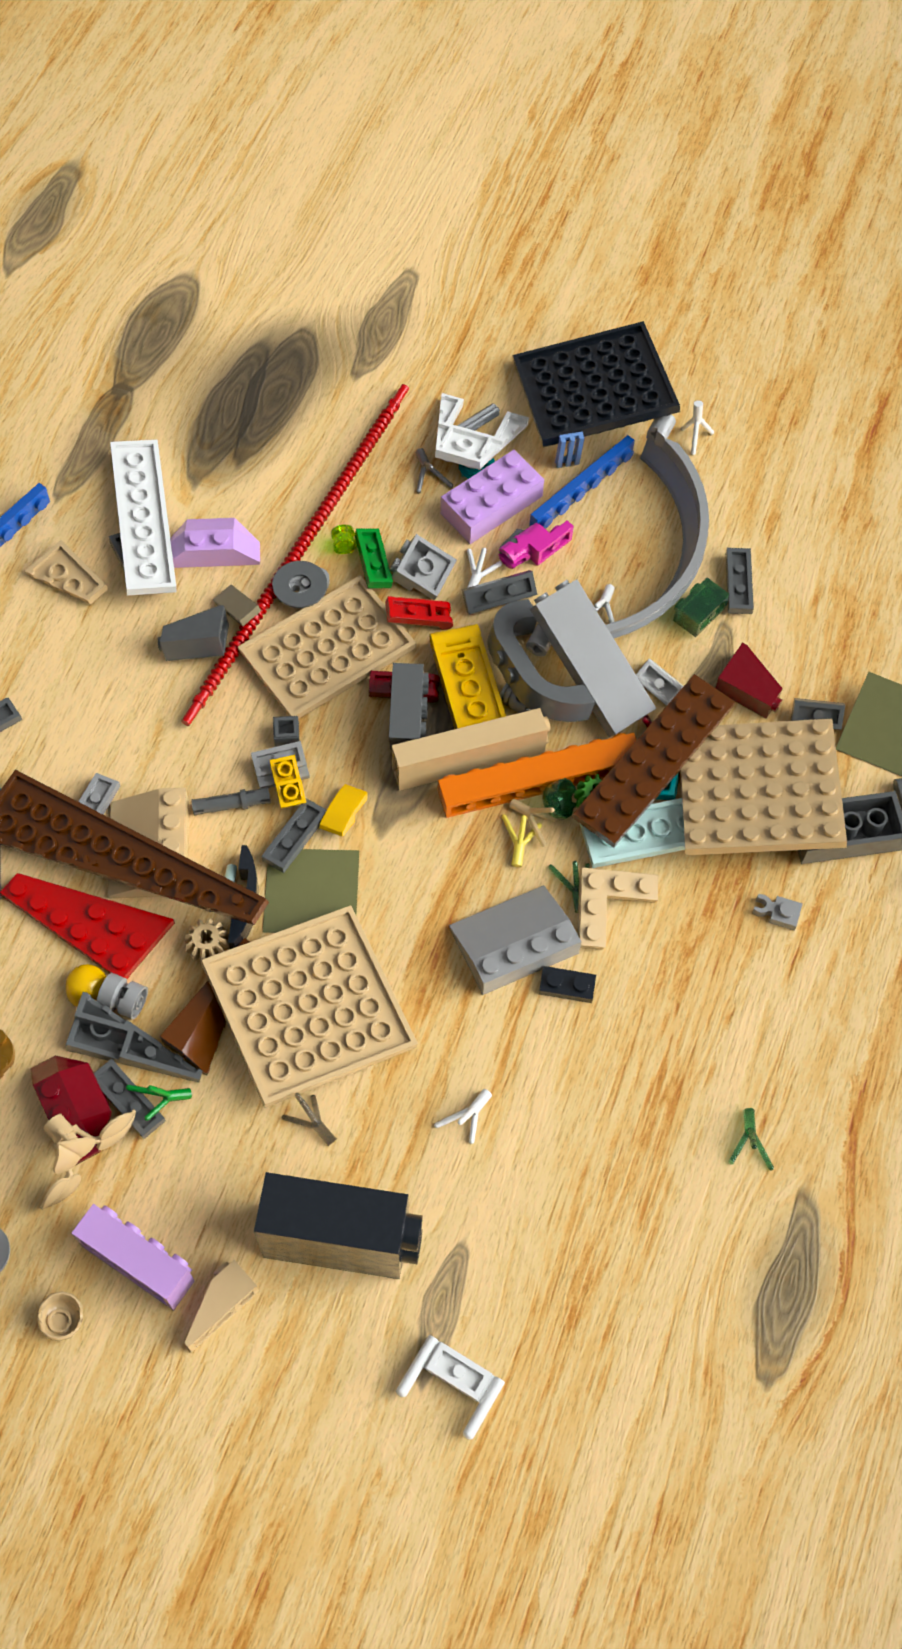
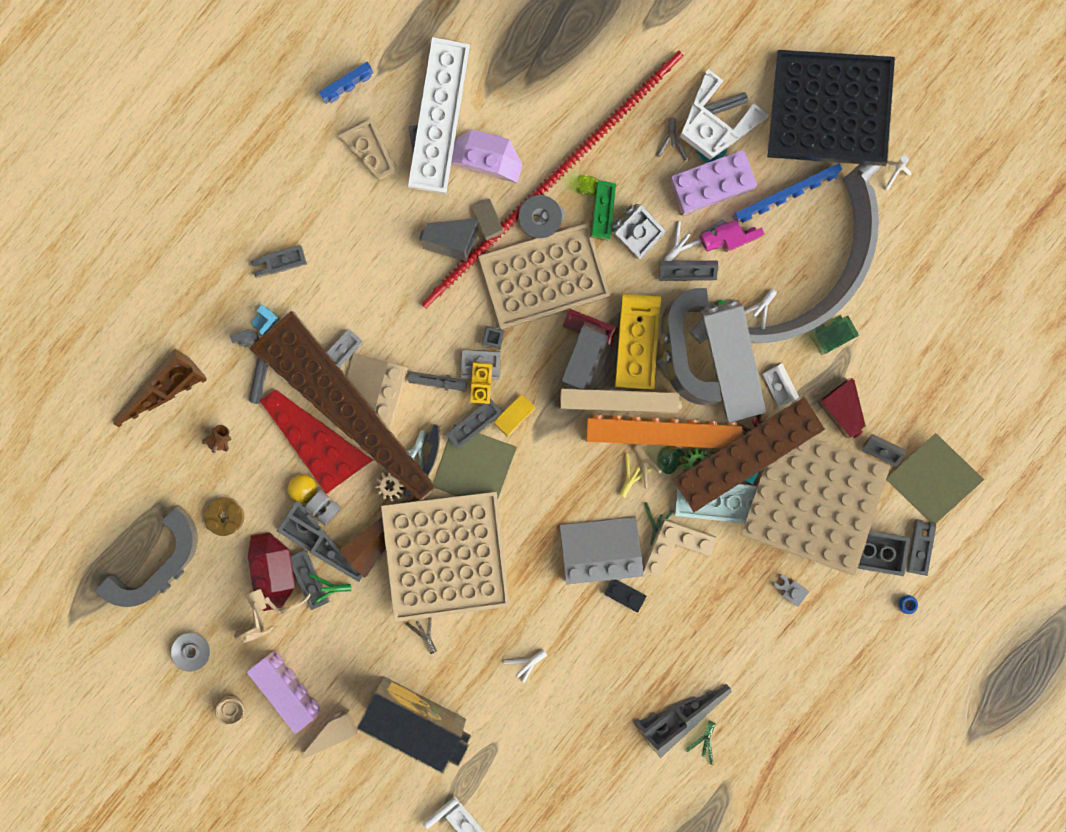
camera: 25 degrees right, 25 degrees up
(419, 612) = (620, 270): red plate -> none
(570, 456) = (786, 161): medium blue tile -> none
(693, 1138) = (670, 726): none -> dark grey wedge
(739, 580) = (873, 318): dark grey plate -> none

